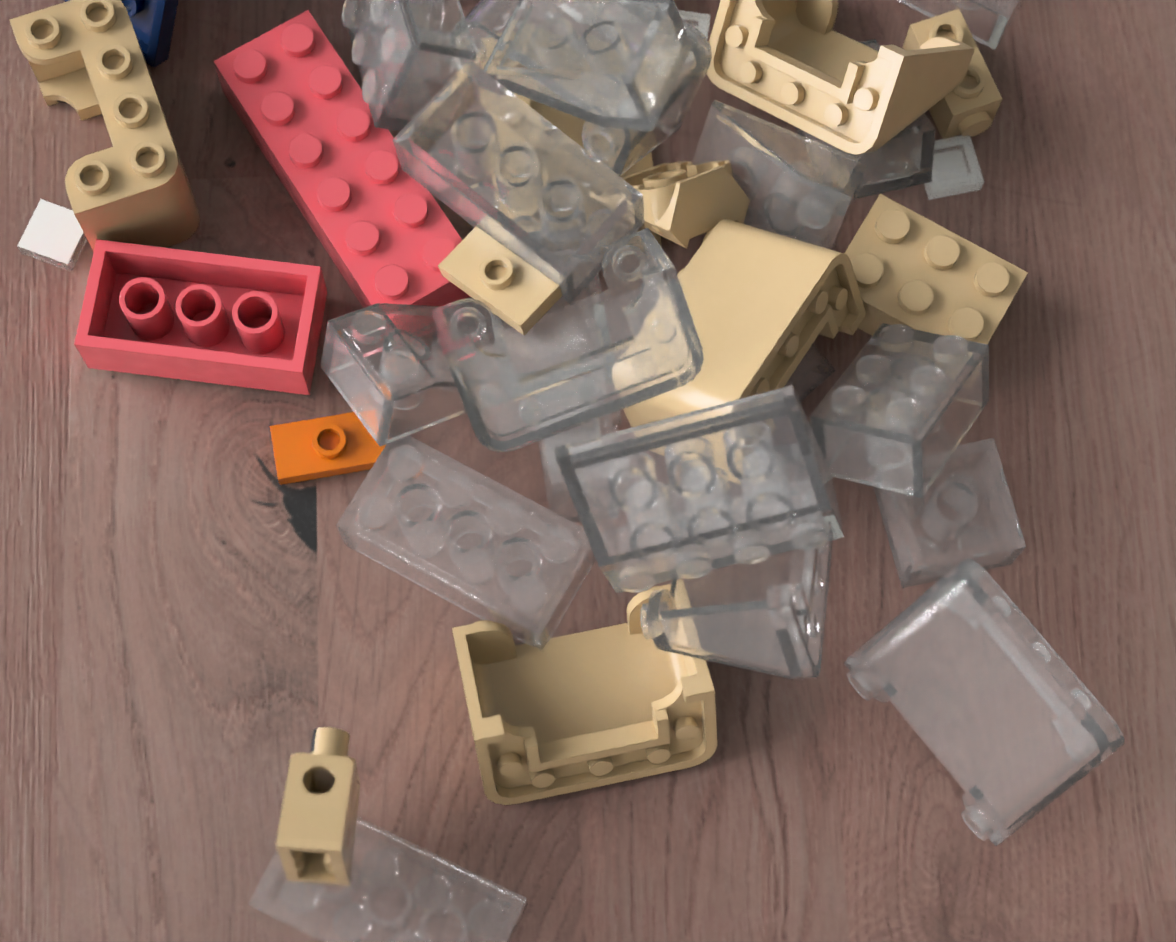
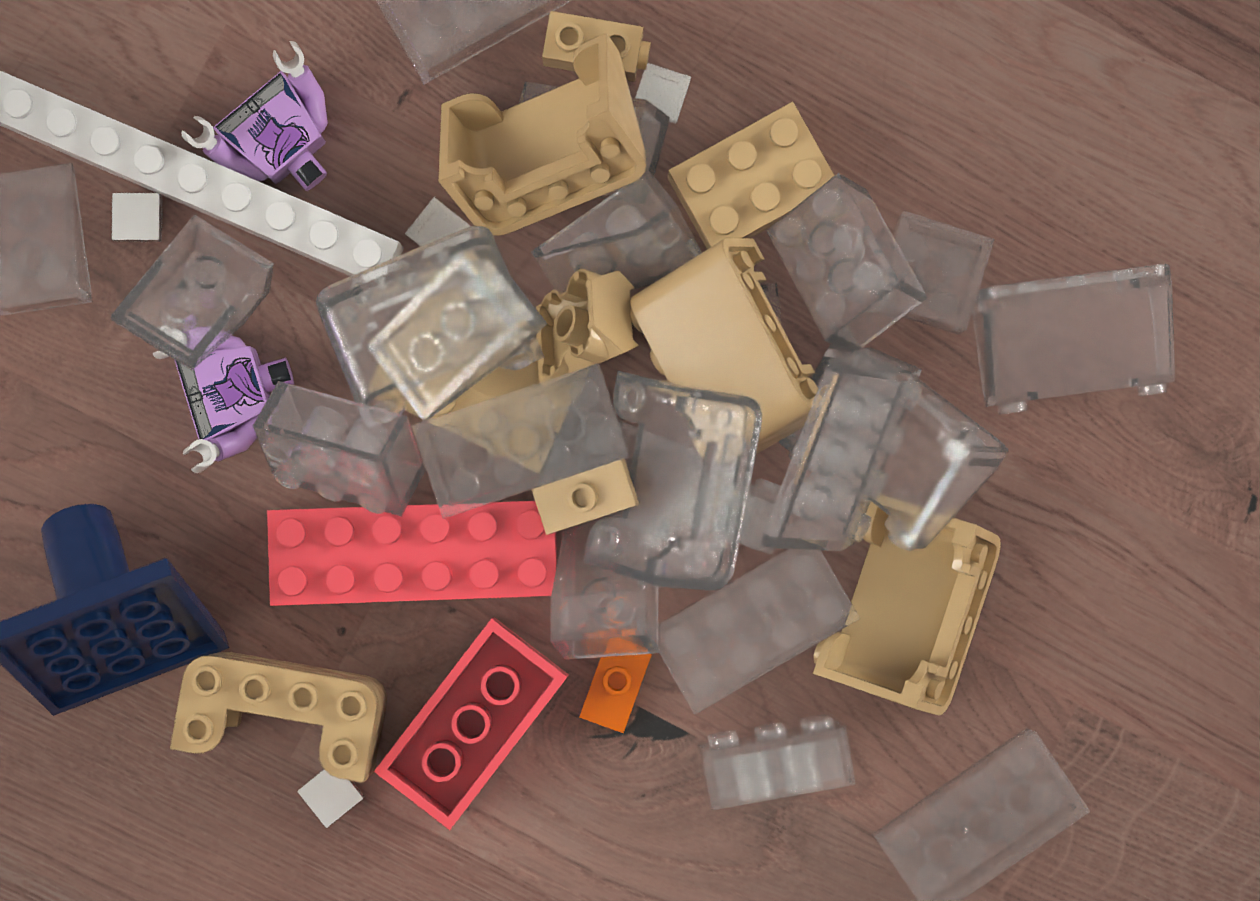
camera: 60 degrees left, 15 degrees up
(320, 811) = (923, 853): tan torso -> none
(333, 638) = (776, 762): none -> clear brick

